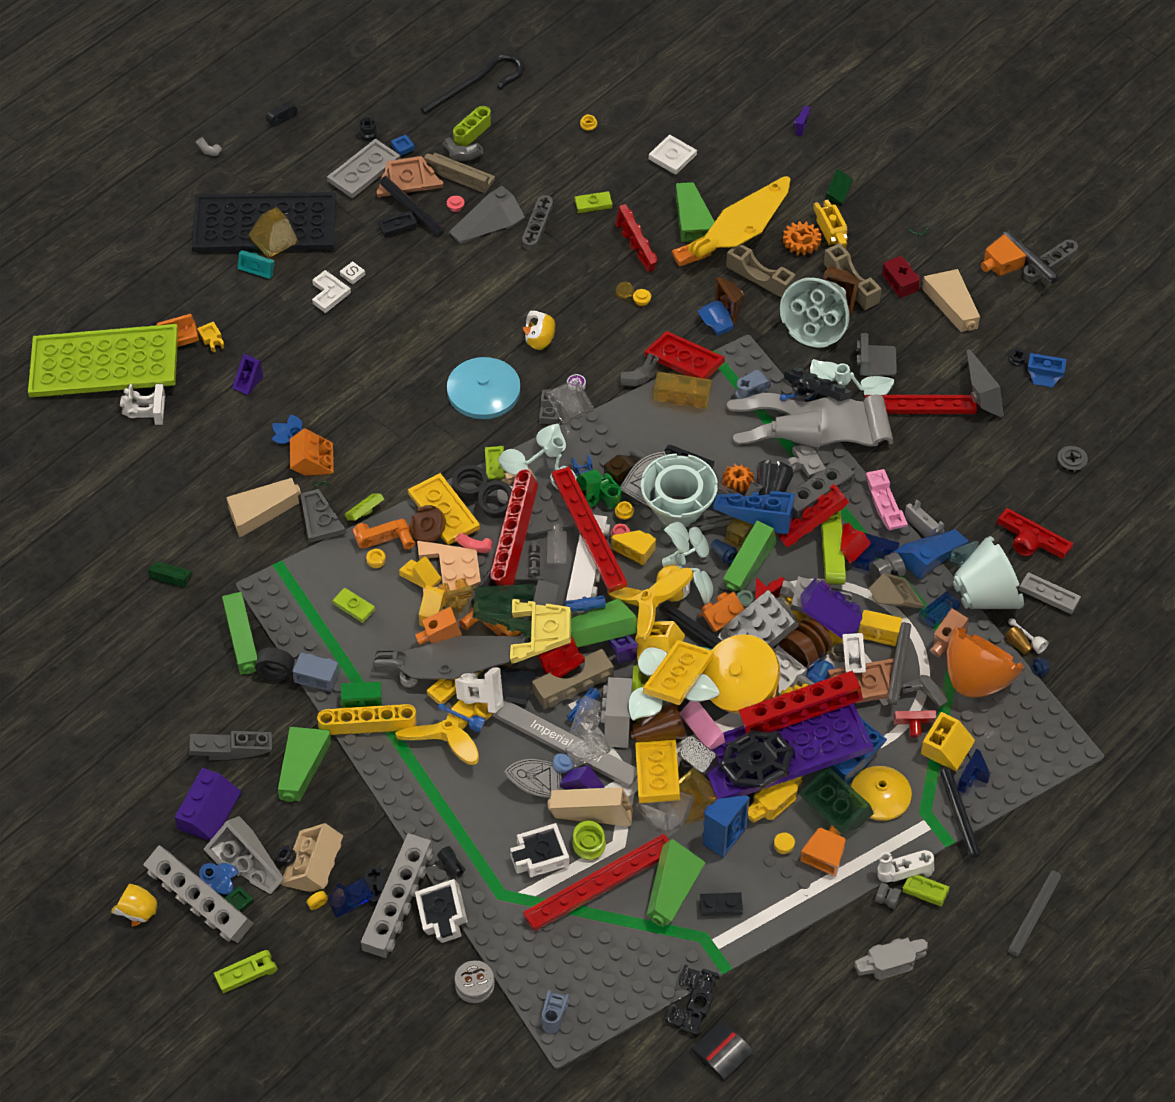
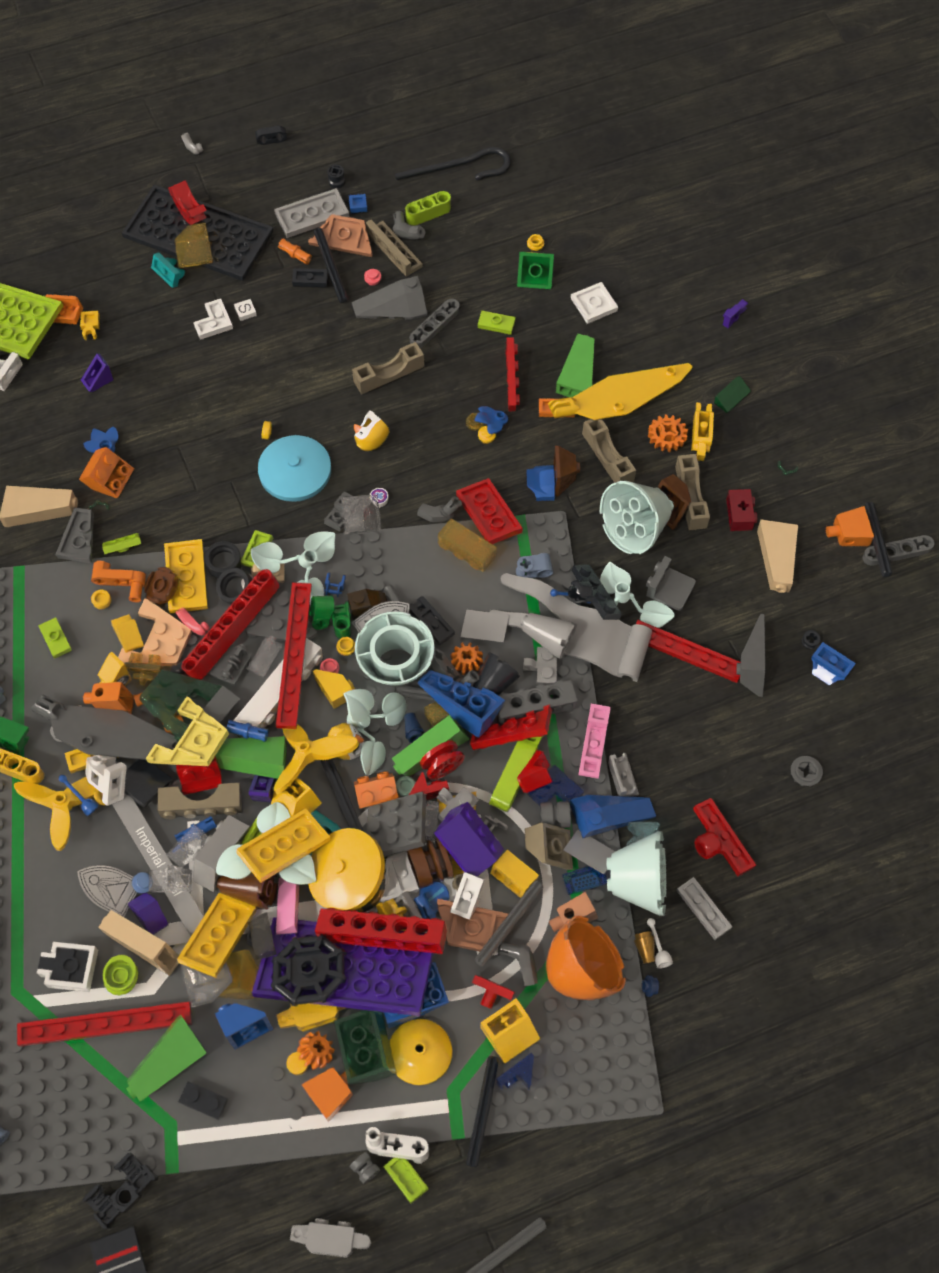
camera: 25 degrees right, 10 degrees up
(243, 199) = (186, 203): none -> red arch
(368, 206) = (295, 251): none -> orange pin
(439, 365) = (266, 430): none -> yellow tile
(535, 259) = (405, 362): none -> dark tan arch
(603, 145) = (535, 270): none -> green slope
(643, 280) = (494, 419): none -> blue plate
(736, 449) = (484, 625): none -> light grey sticker
(767, 562) = (442, 760): none -> red wheel
(795, 823) = (315, 1050): none -> orange gear
(932, 586) = (589, 851): none -> light grey sticker

